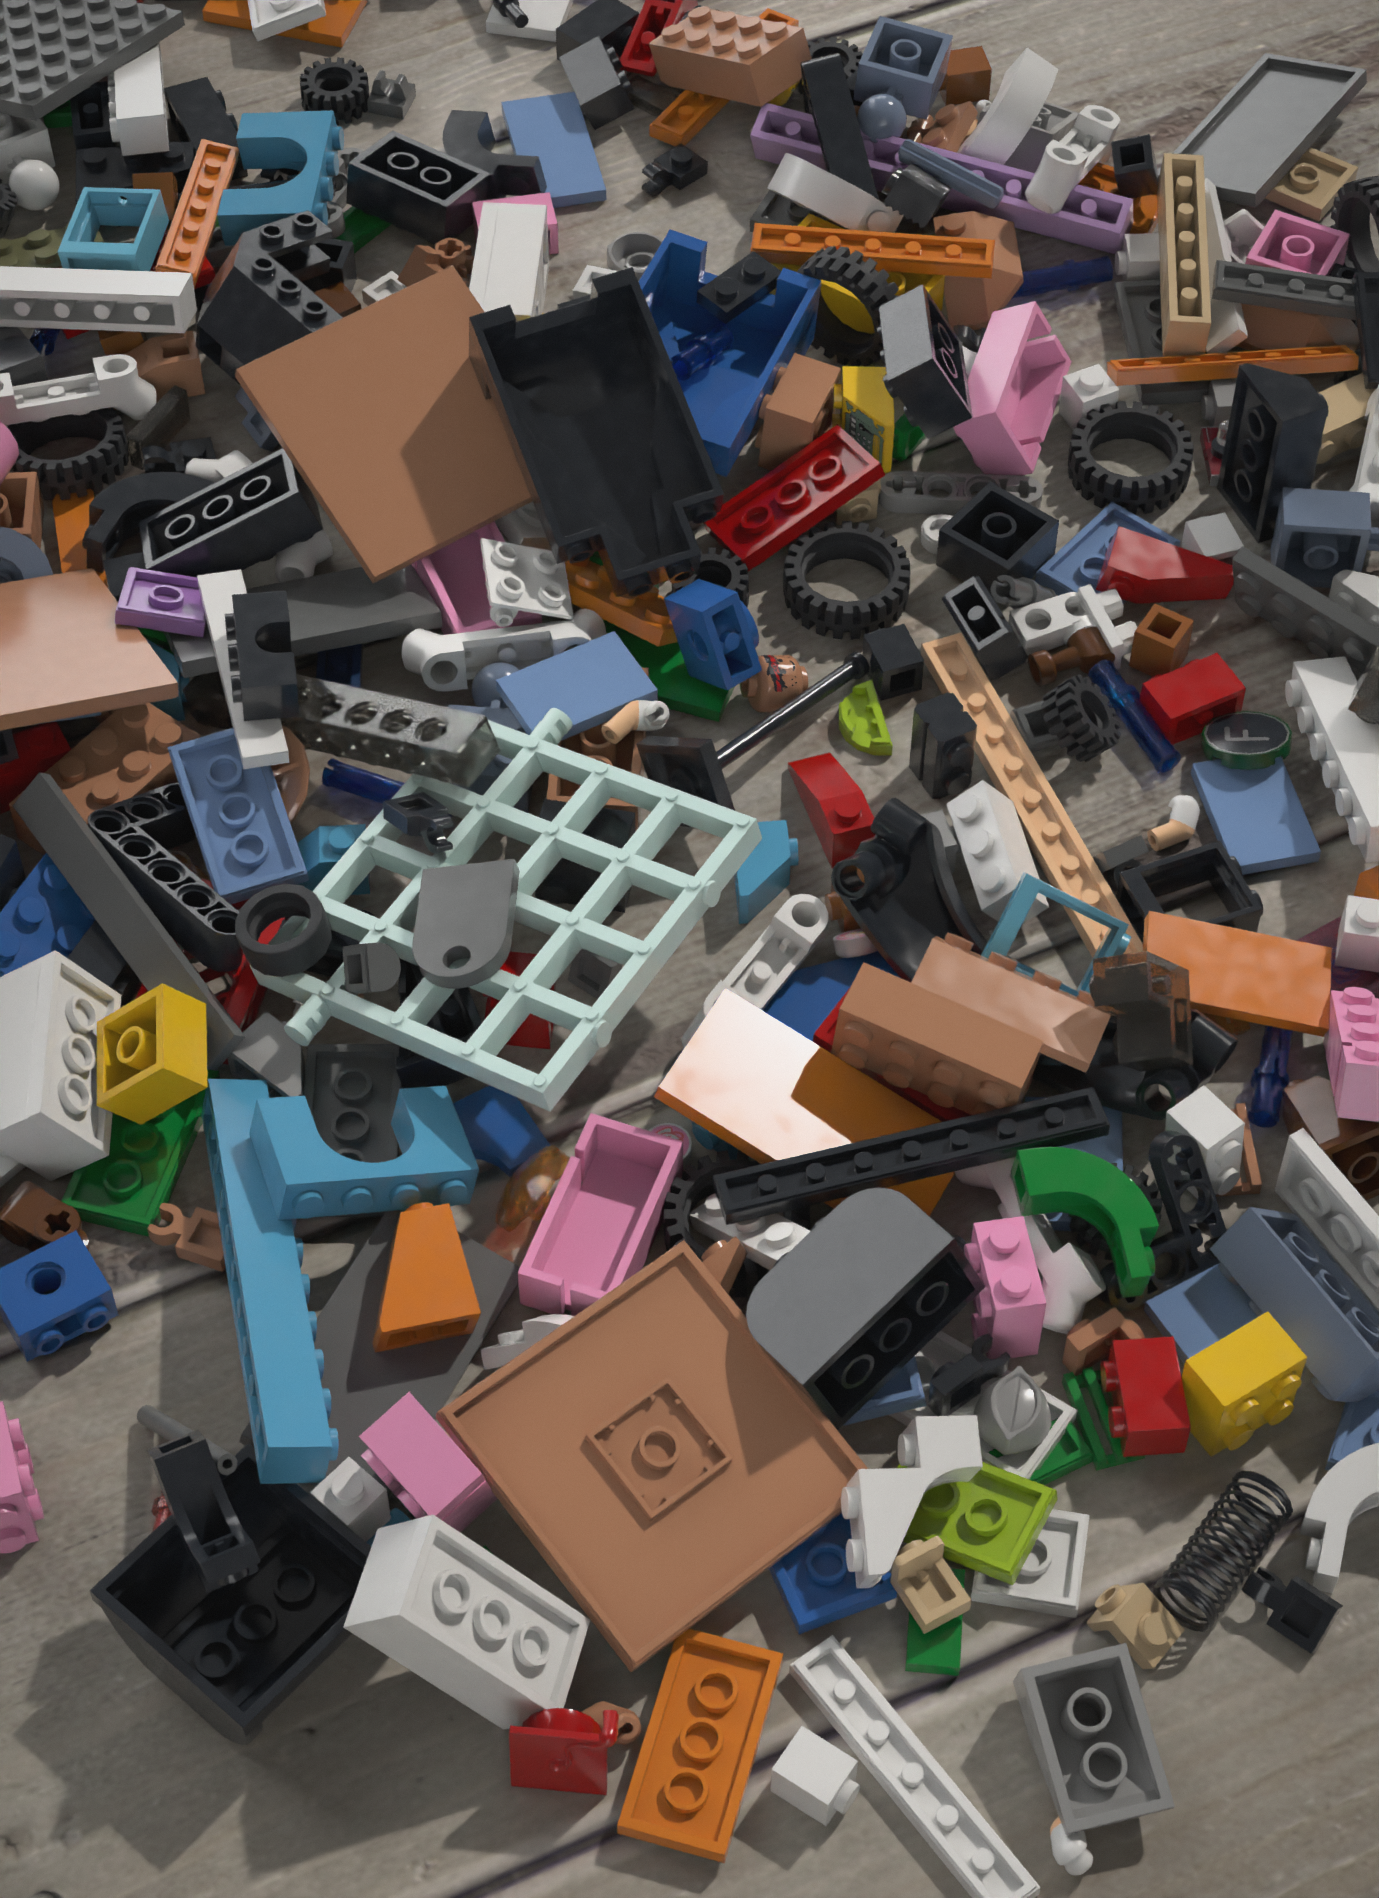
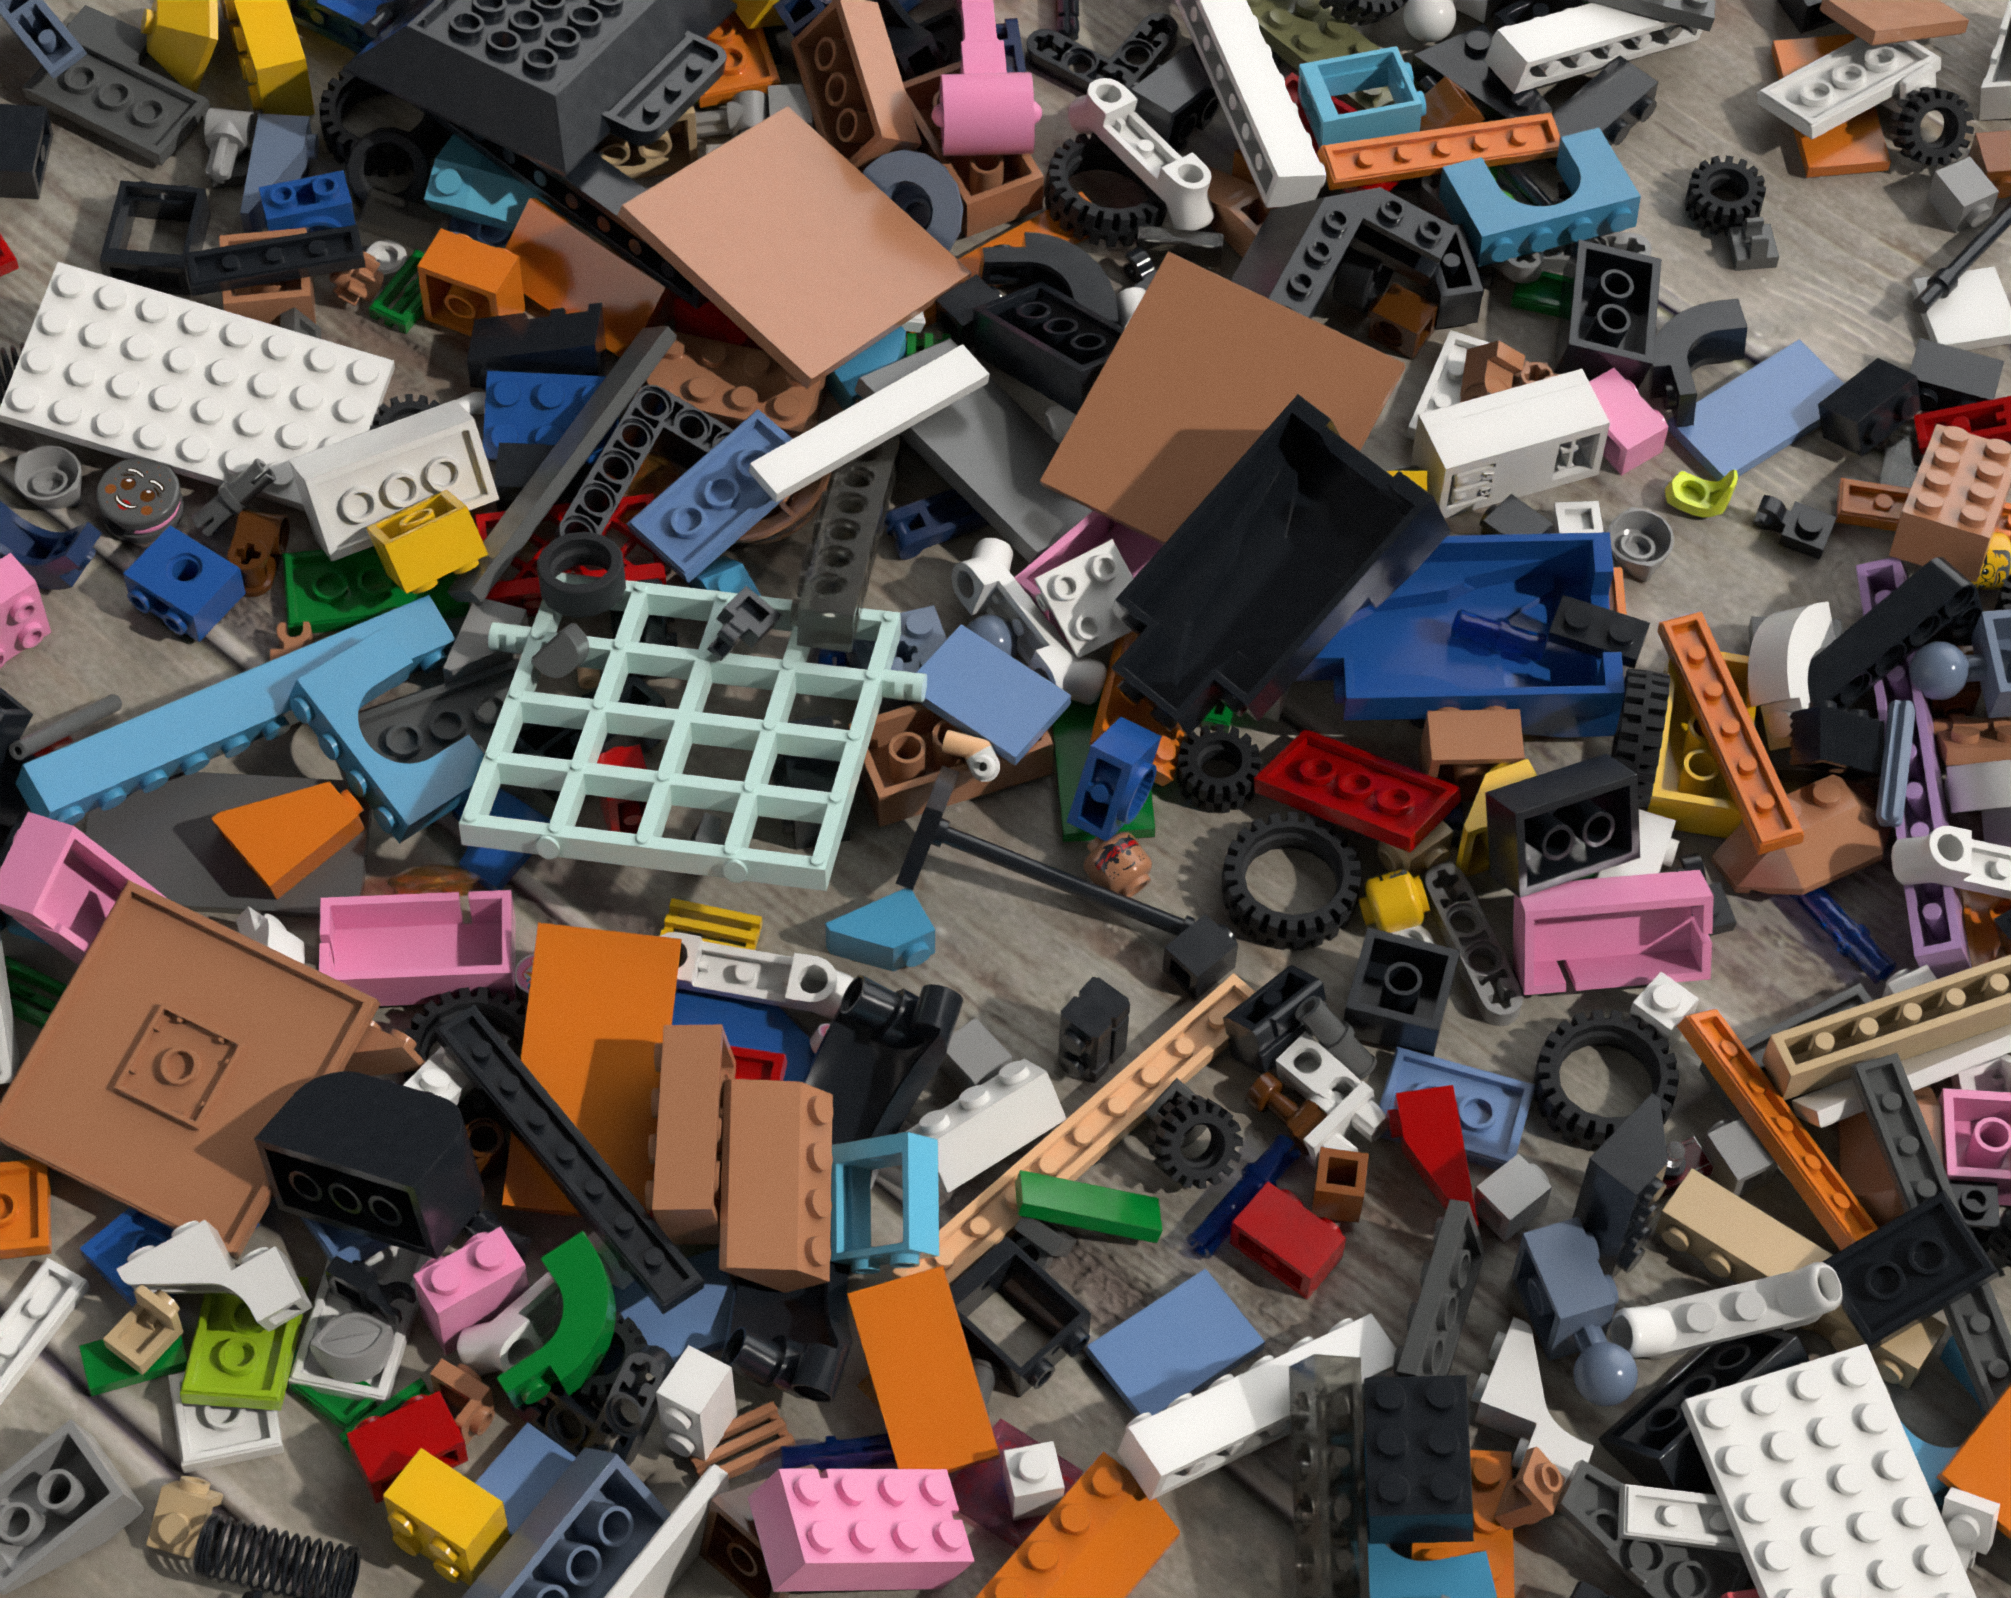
camera: 65 degrees right, 5 degrees up
(161, 602) = (932, 327): medium lavender tile -> none
(262, 656) = (897, 409): black arch -> none
(465, 915) = (633, 699): tile -> none
(617, 207) = (1701, 496): none -> neon yellow hair
(666, 993) = (713, 923): none -> yellow tile
(833, 805) = (997, 966): red slope -> none
(863, 721) = (1126, 958): lime tile -> none
(905, 517) = (1394, 901): none -> yellow head
(1108, 813) = (1088, 1206): none -> green tile
(1150, 1009) = (812, 1294): clear smoke brick -> none
(1180, 826) = (1124, 1282): arm -> none
(1246, 739) = (1257, 1306): tile -> none

